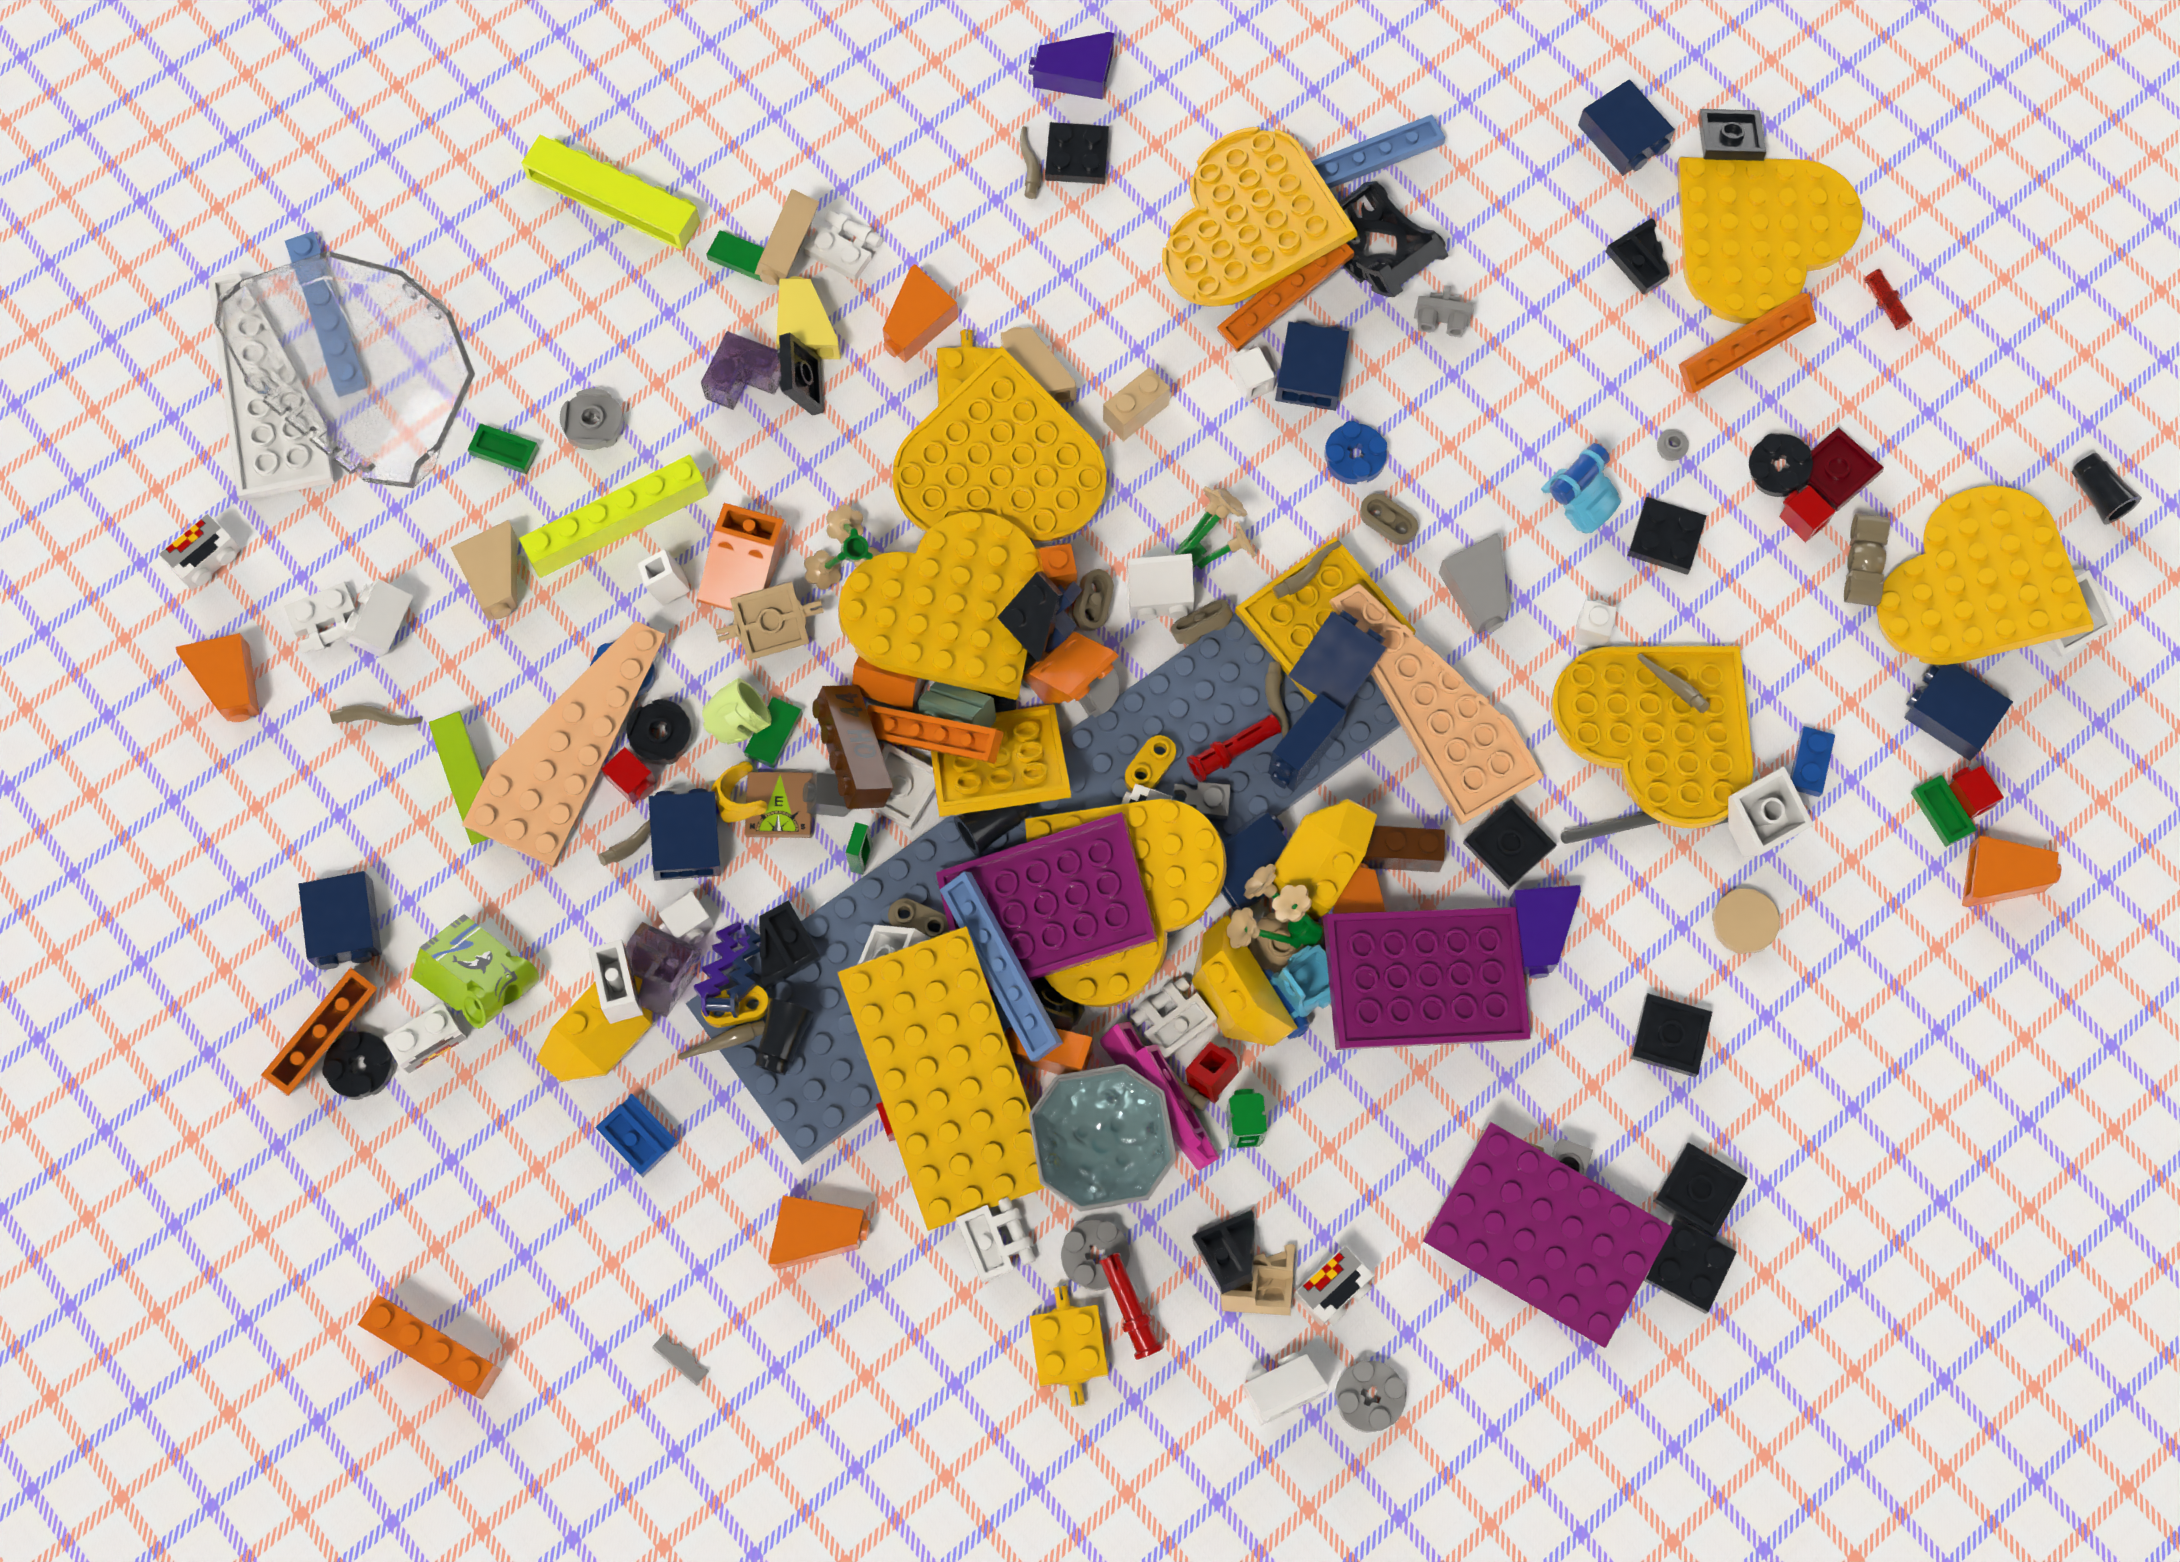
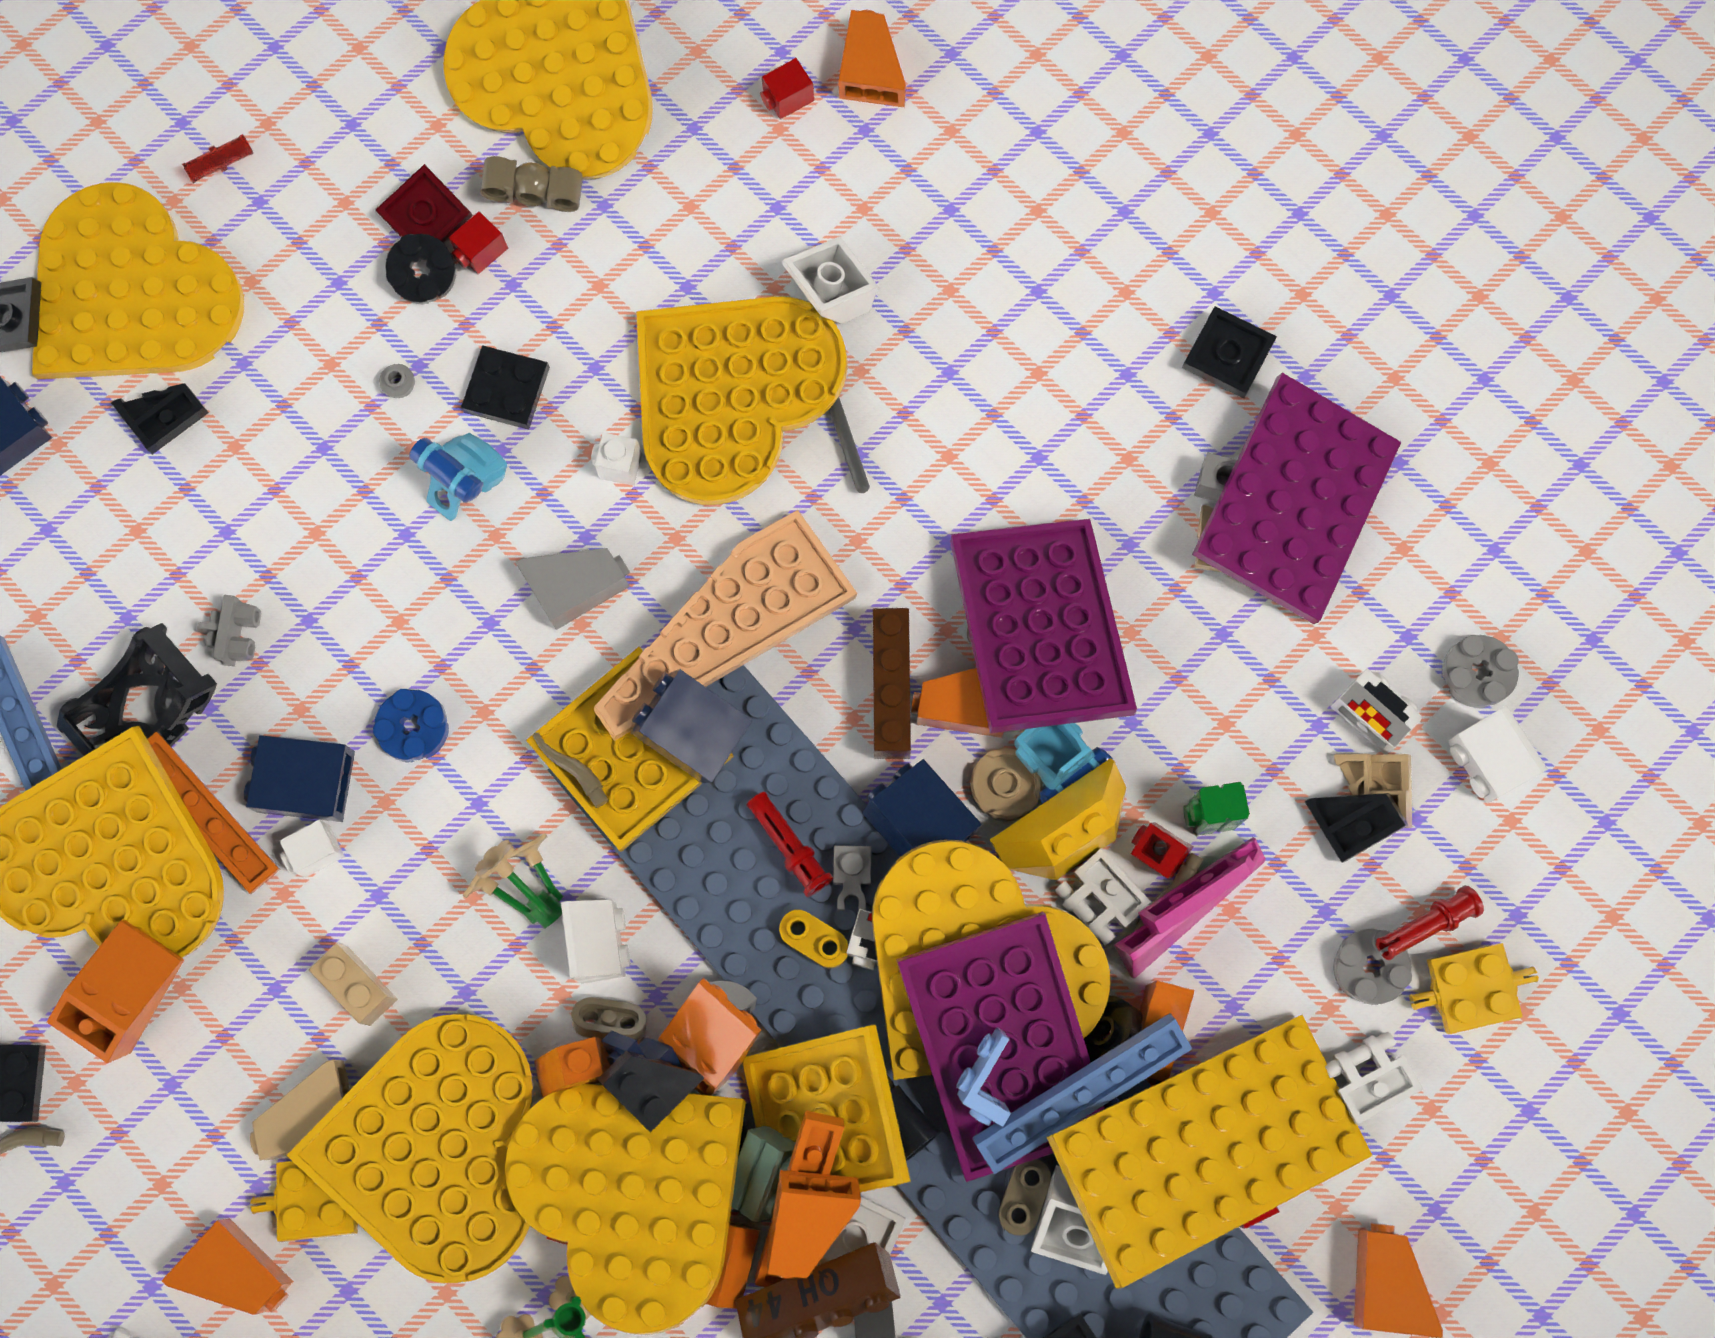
camera: 90 degrees left, 5 degrees up
(859, 848) = (943, 1278): green tile -> none
(916, 732) = (808, 1219): none -> orange slope
(999, 877) = (983, 1105): none -> light blue bracket
(1102, 1137) = (1263, 963): clear light blue rock -> none
(1140, 228) = (116, 993): none -> orange slope
(1202, 621) = (632, 890): dark tan plate -> none
(1272, 692) = (717, 804): dark tan animal -> none
(1289, 905) = (989, 764): tan plant -> none
(1306, 743) = (786, 760): dark blue brick -> none
(1325, 853) = (921, 733): yellow wedge -> none
(1391, 517) = (493, 684): dark tan plate -> none
(1509, 844) = (874, 544): black plate -> none
(1543, 925) = (966, 505): dark purple slope -> none
(1671, 1035) = (1071, 380): black plate -> none
(1678, 685) = (690, 368): dark tan animal -> none
(1691, 1266) = (1306, 357): black plate -> none
(1746, 921) = (940, 309): tan tile -> none
(1747, 343) = (271, 302): orange plate -> none
(1812, 761) = (759, 243): blue plate -> none
(1943, 811) = (806, 120): green tile -> none
(1957, 709) = (697, 101): dark blue brick -> none

